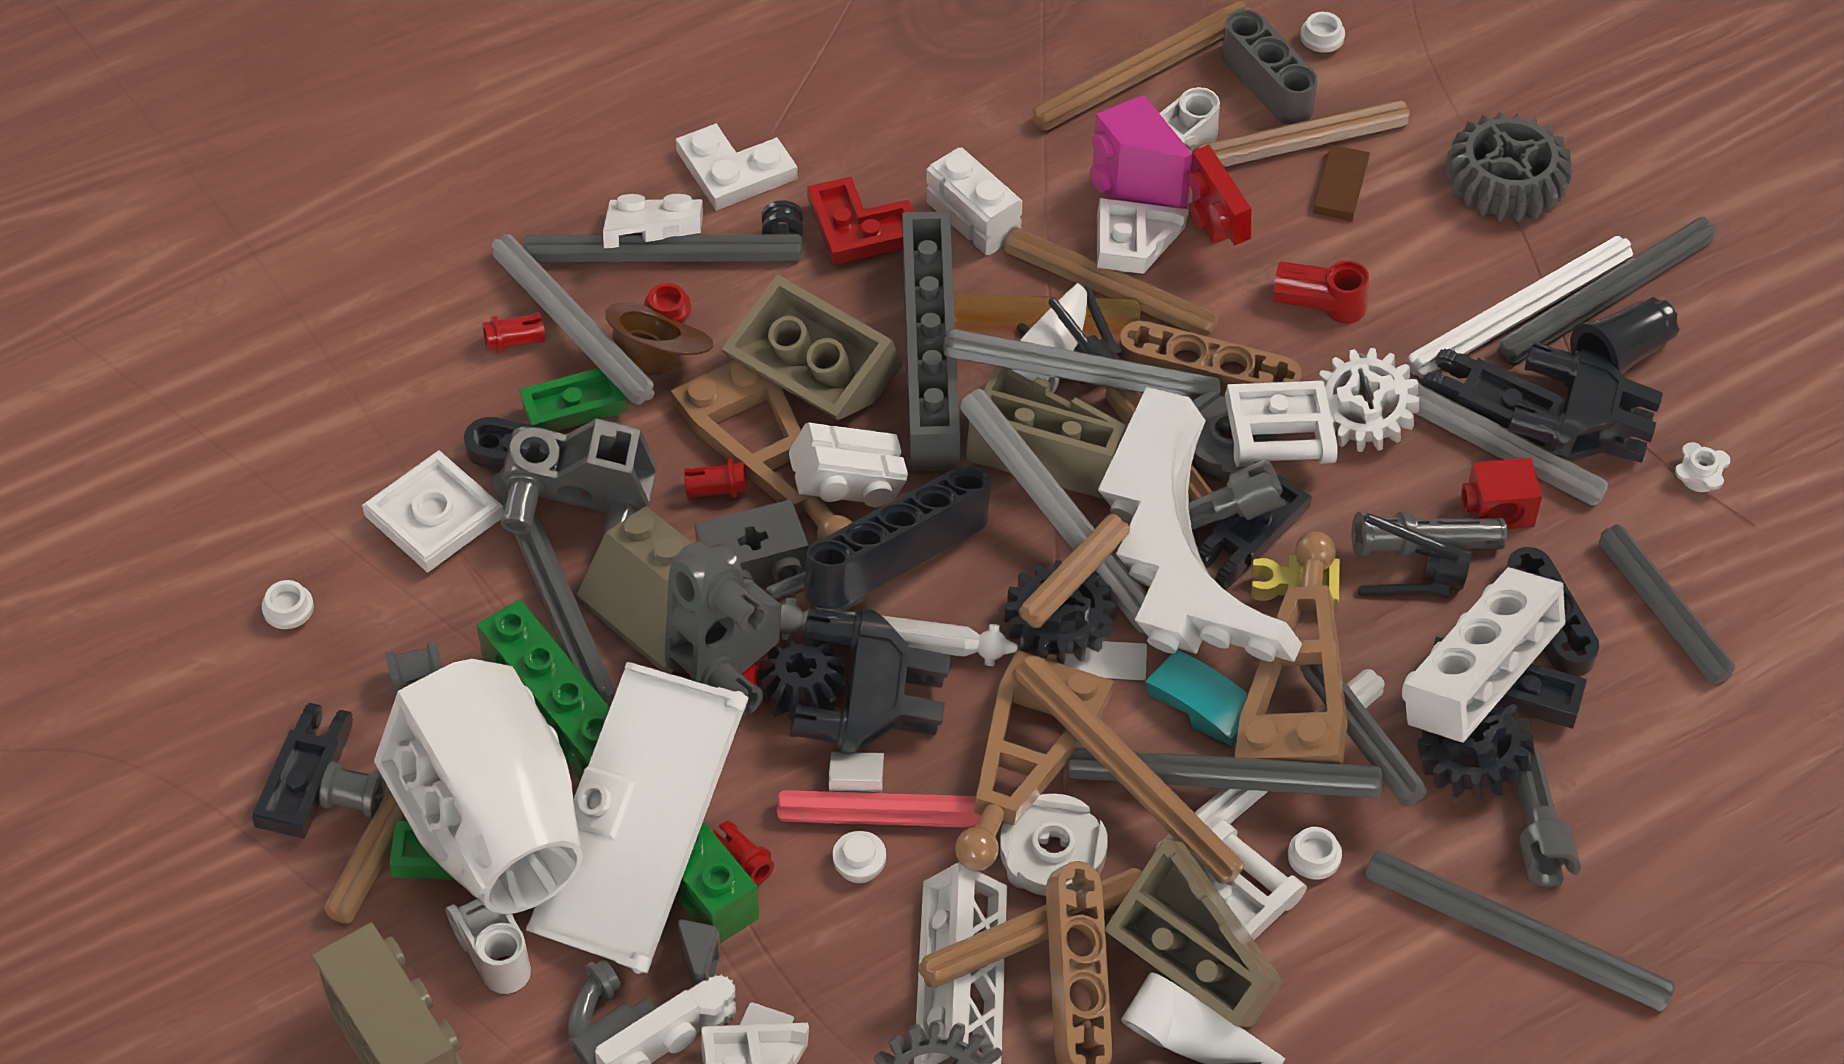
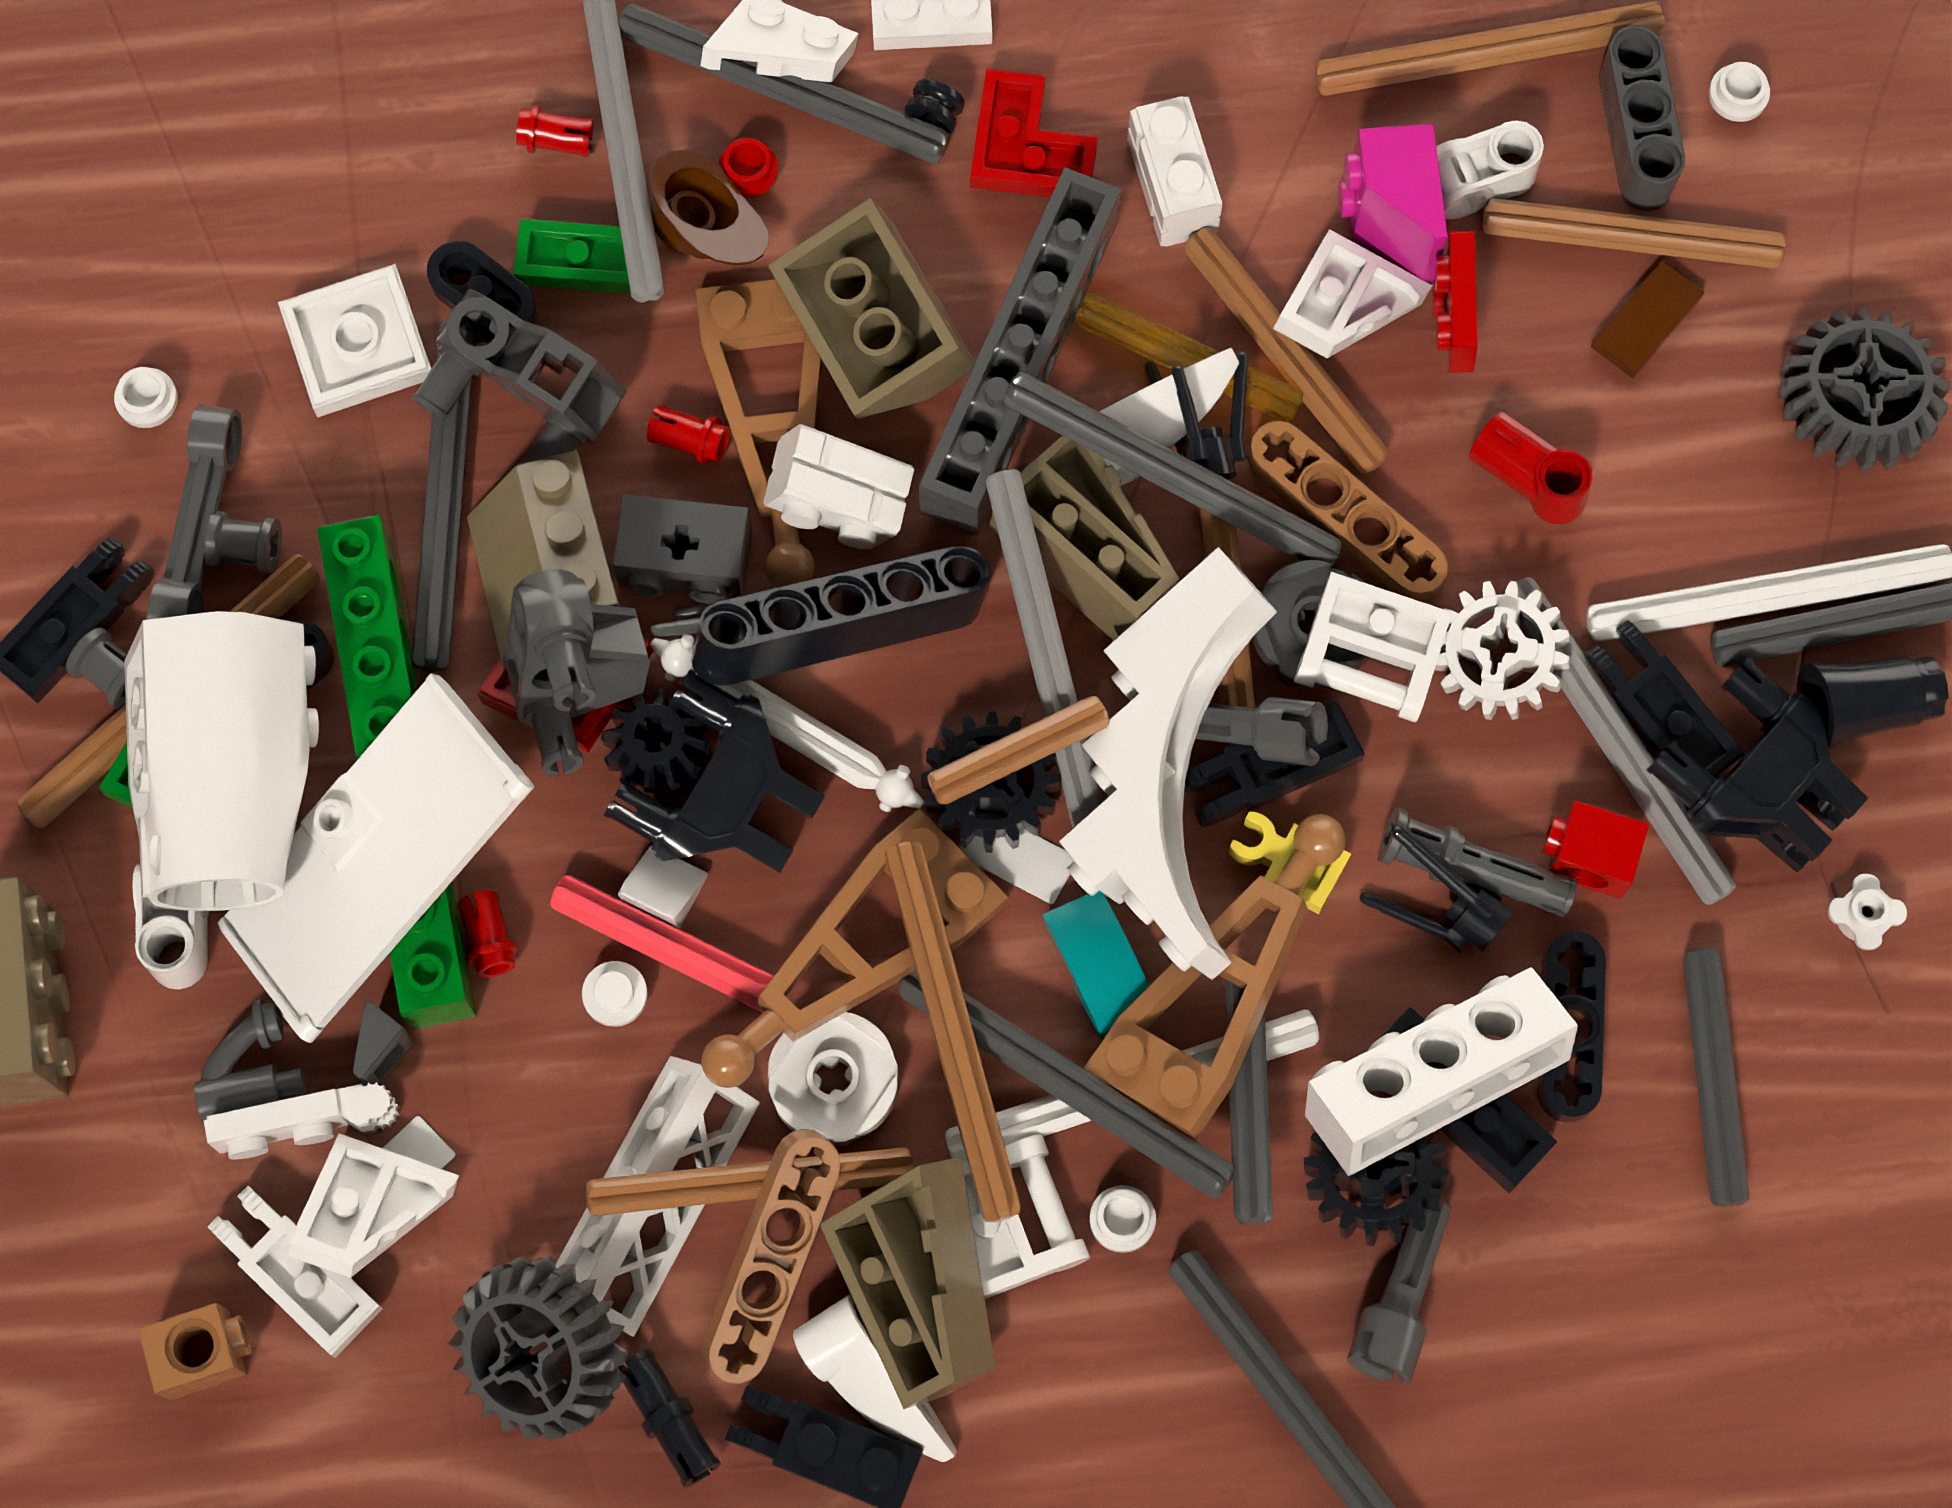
camera: 25 degrees right, 20 degrees up
(368, 656) = (212, 451): none -> dark grey piece

